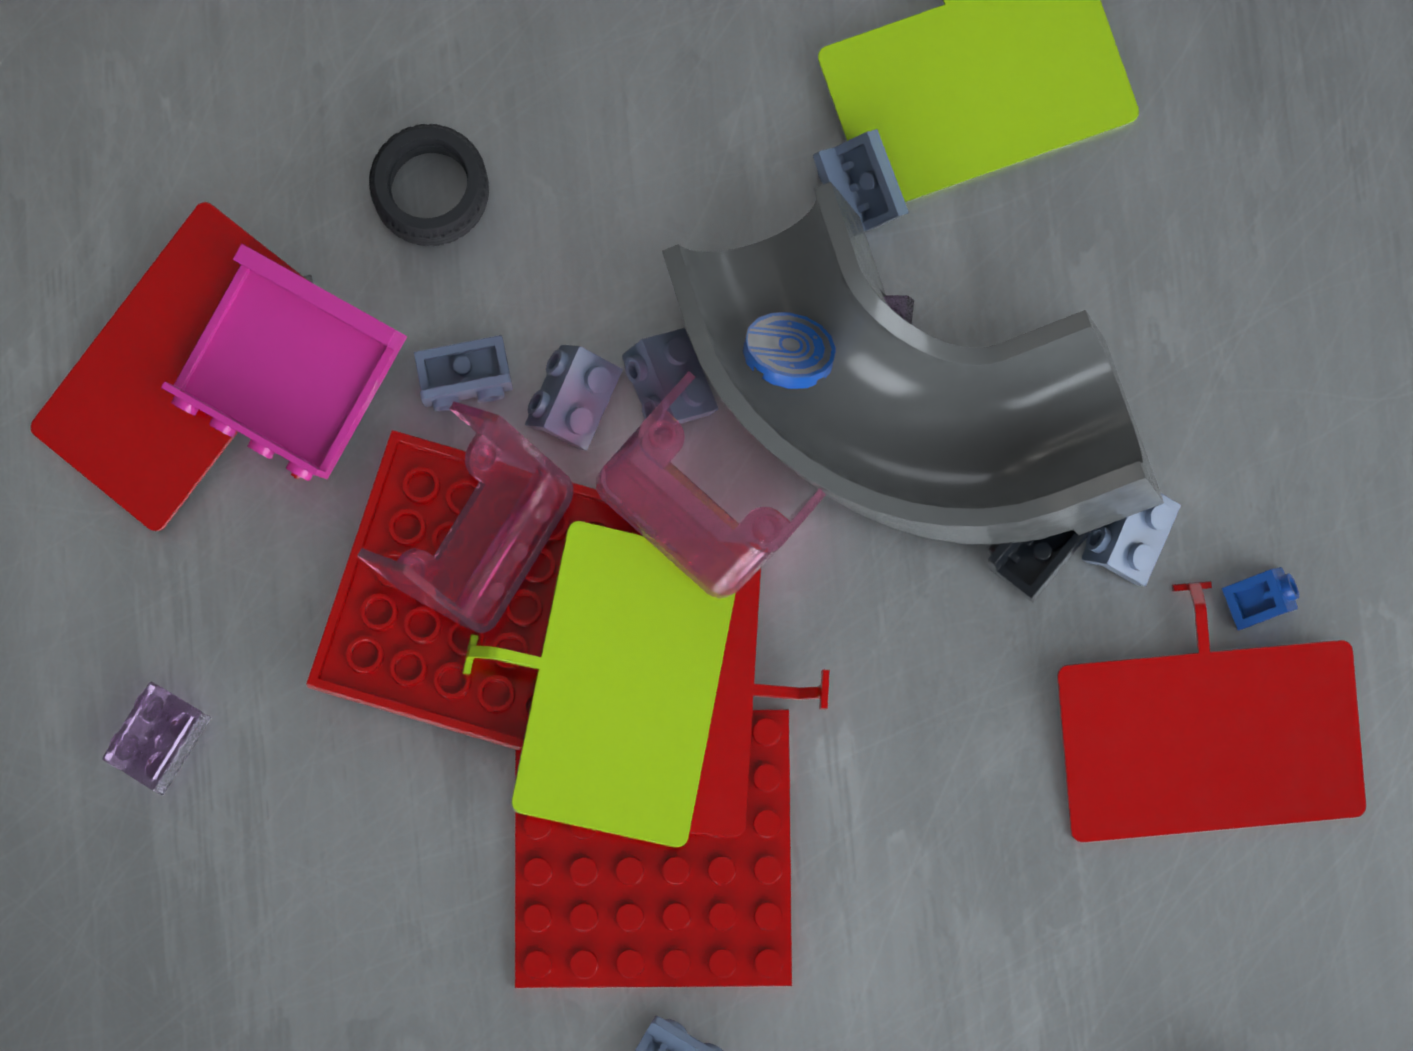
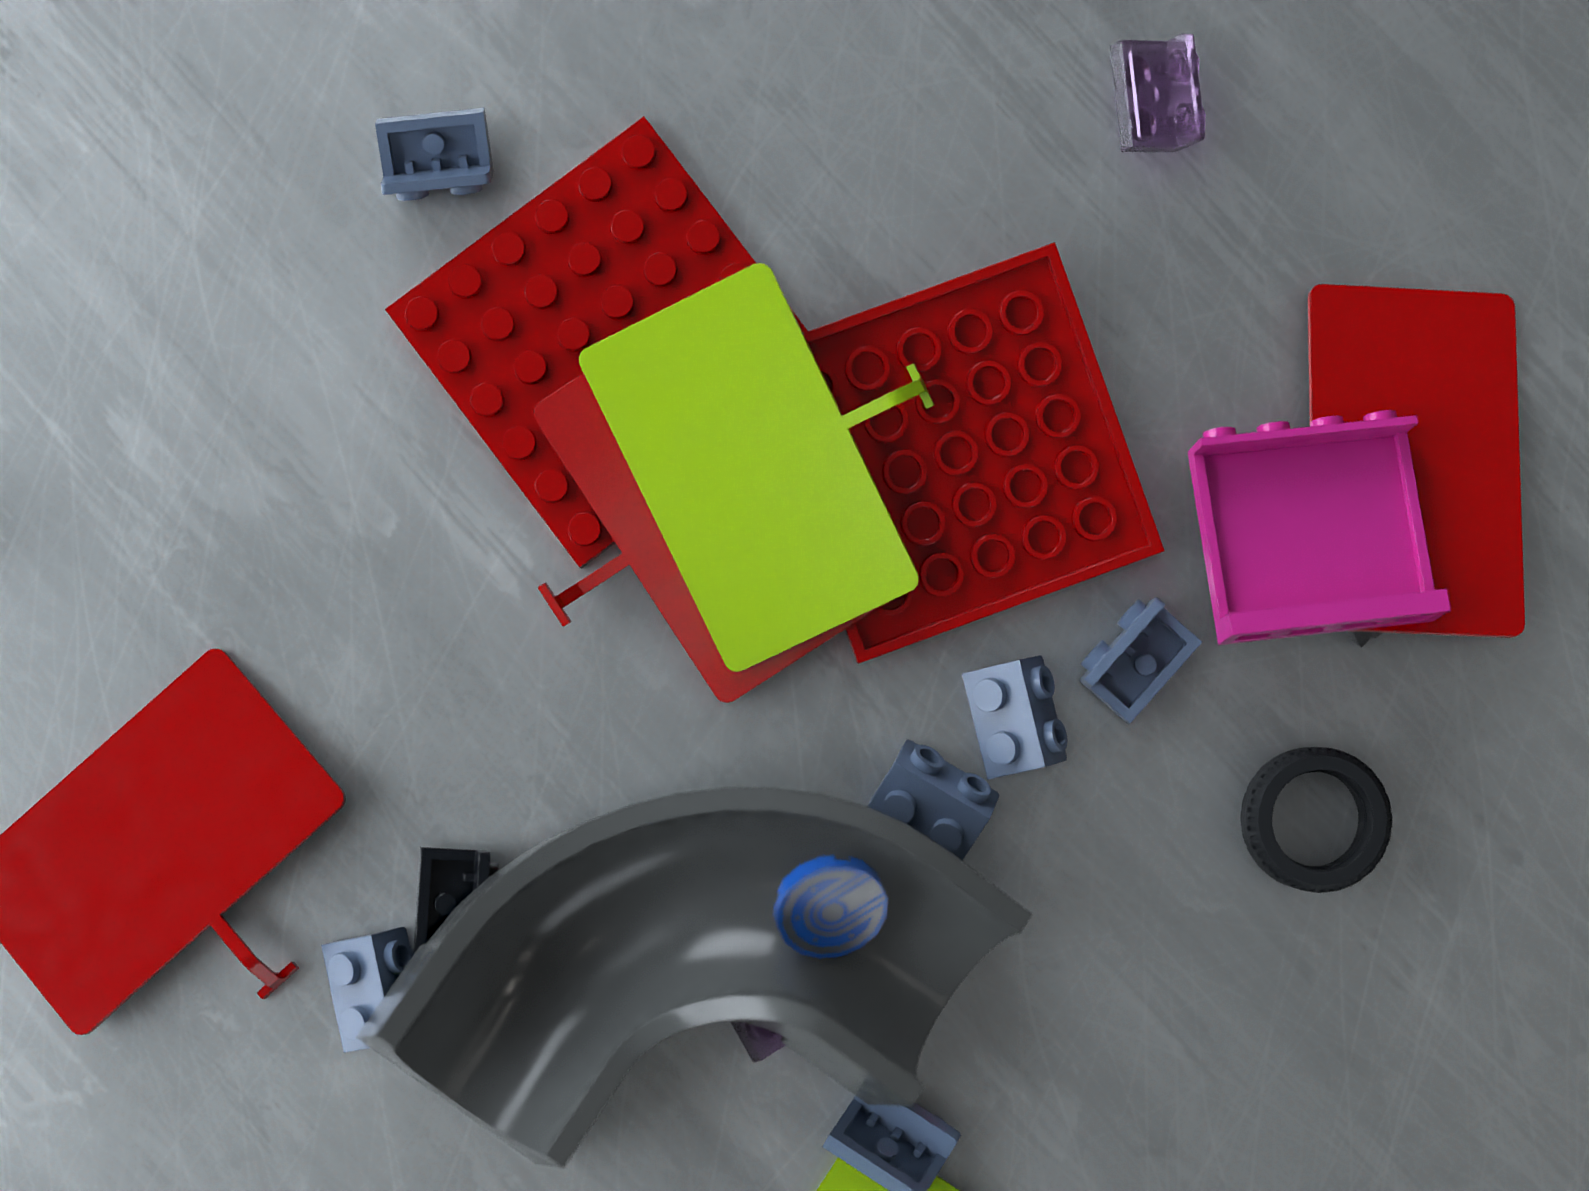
camera: 140 degrees right, 5 degrees up
(495, 534) = (985, 513): clear pink windscreen -> none
(683, 518) = (817, 663): clear pink windscreen -> none
(1261, 597) = (198, 1017): blue bracket -> none

